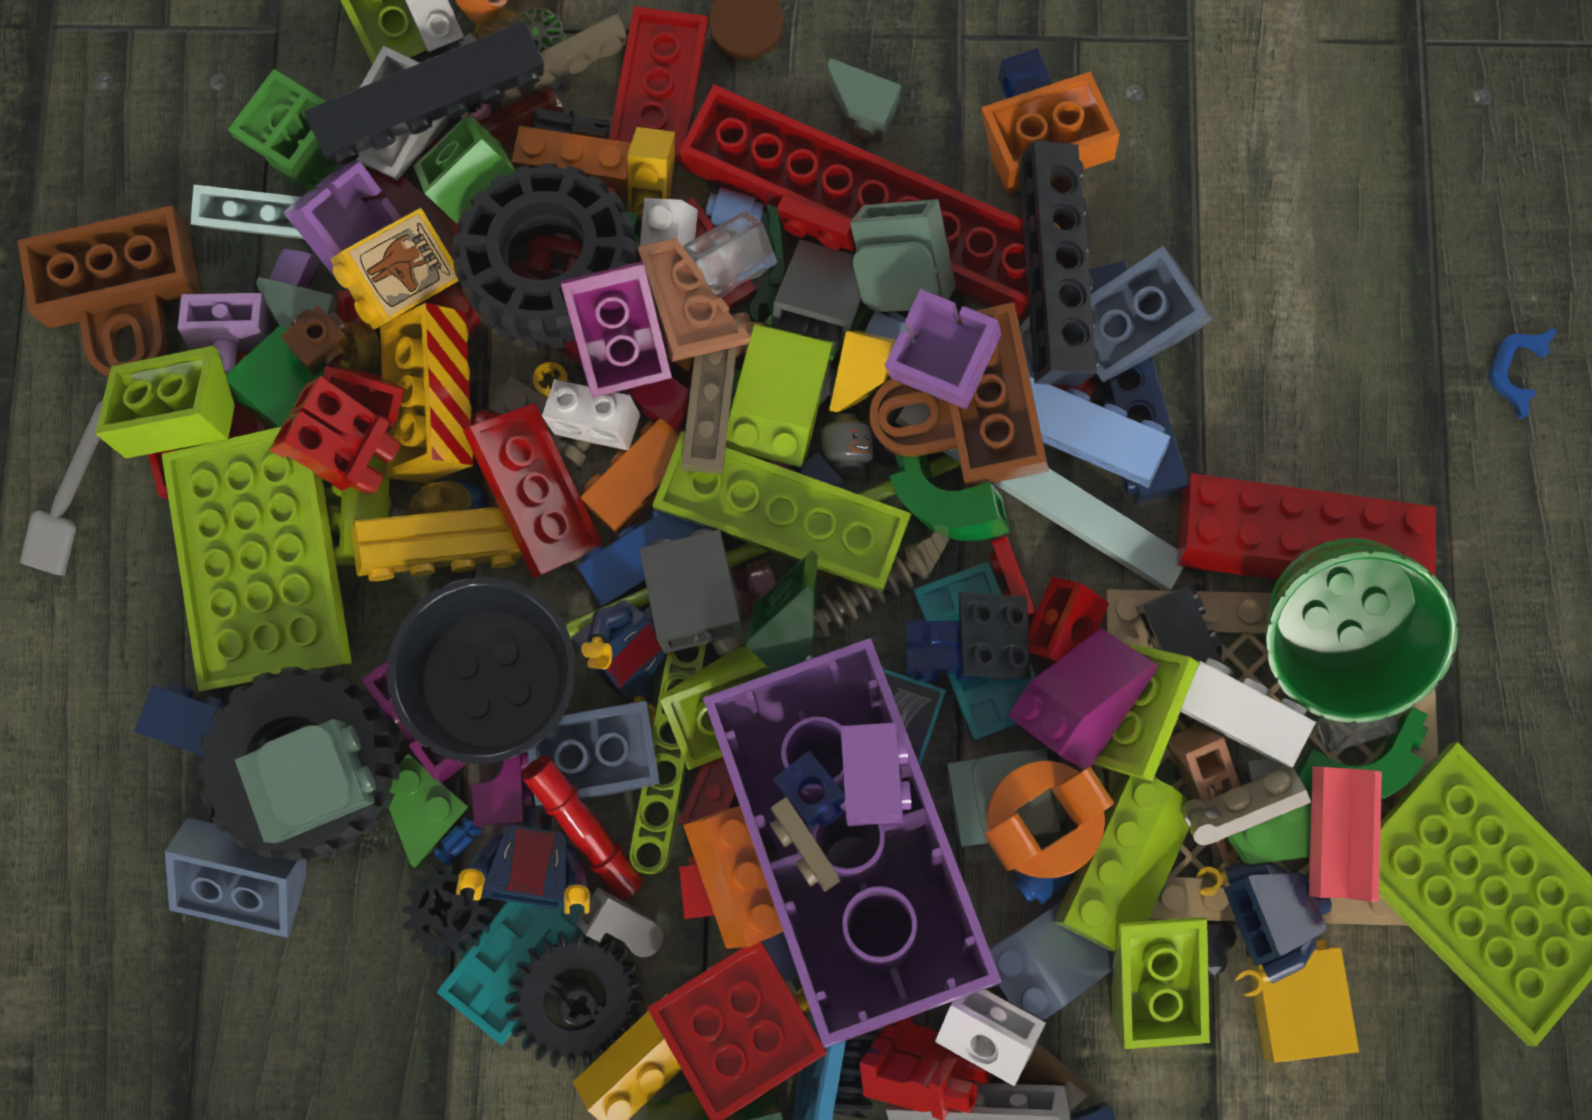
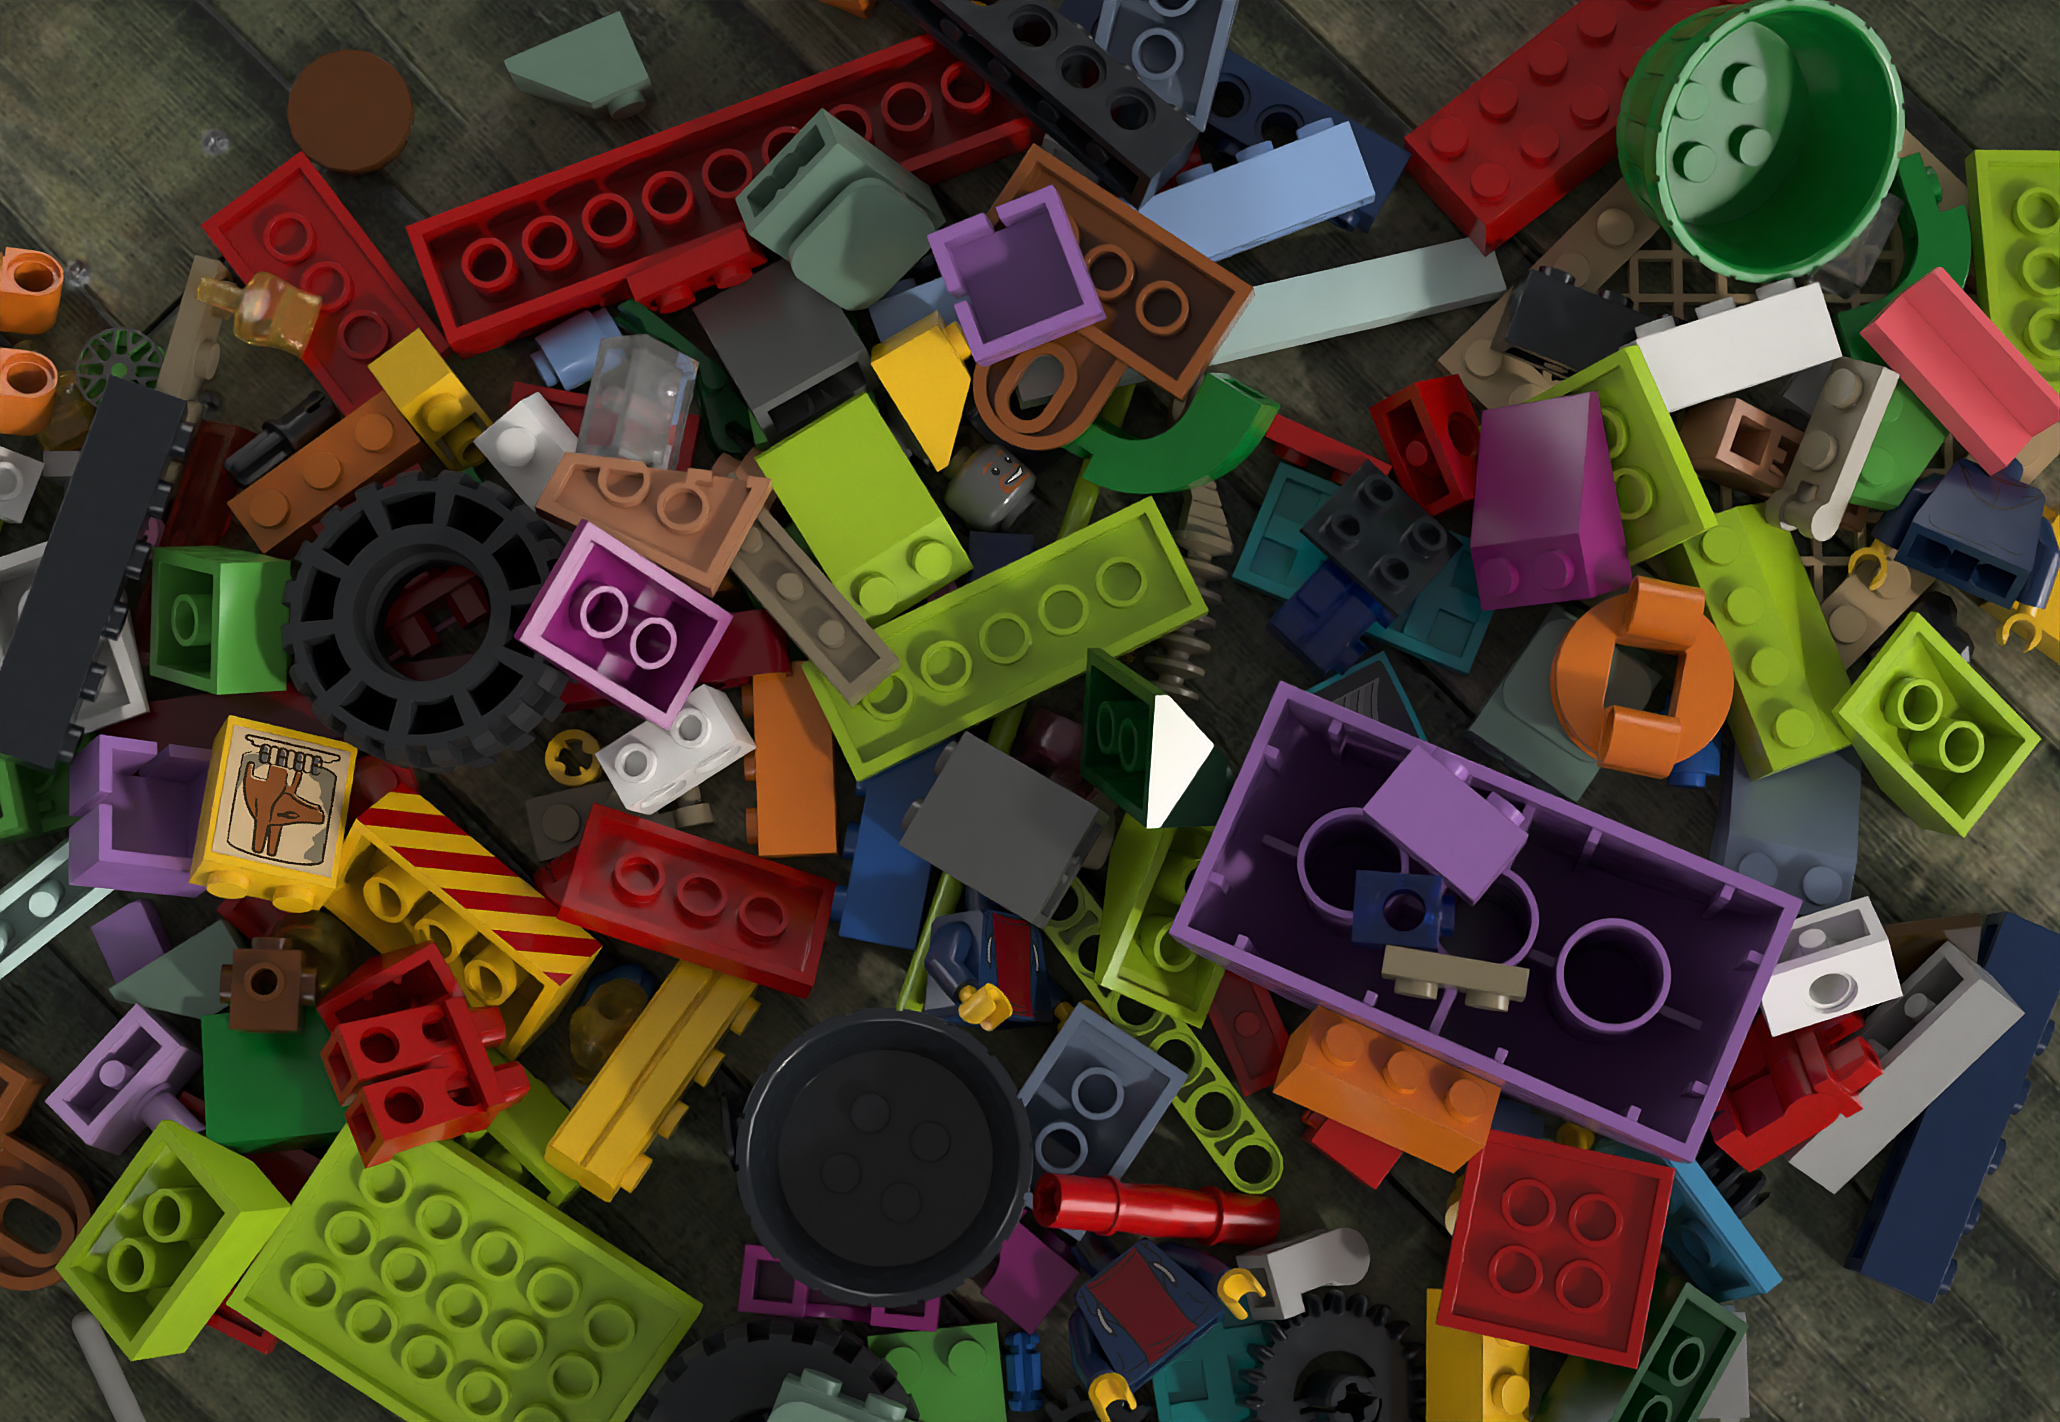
camera: 50 degrees left, 5 degrees up
(620, 65) = (266, 311): none -> clear yellow piece

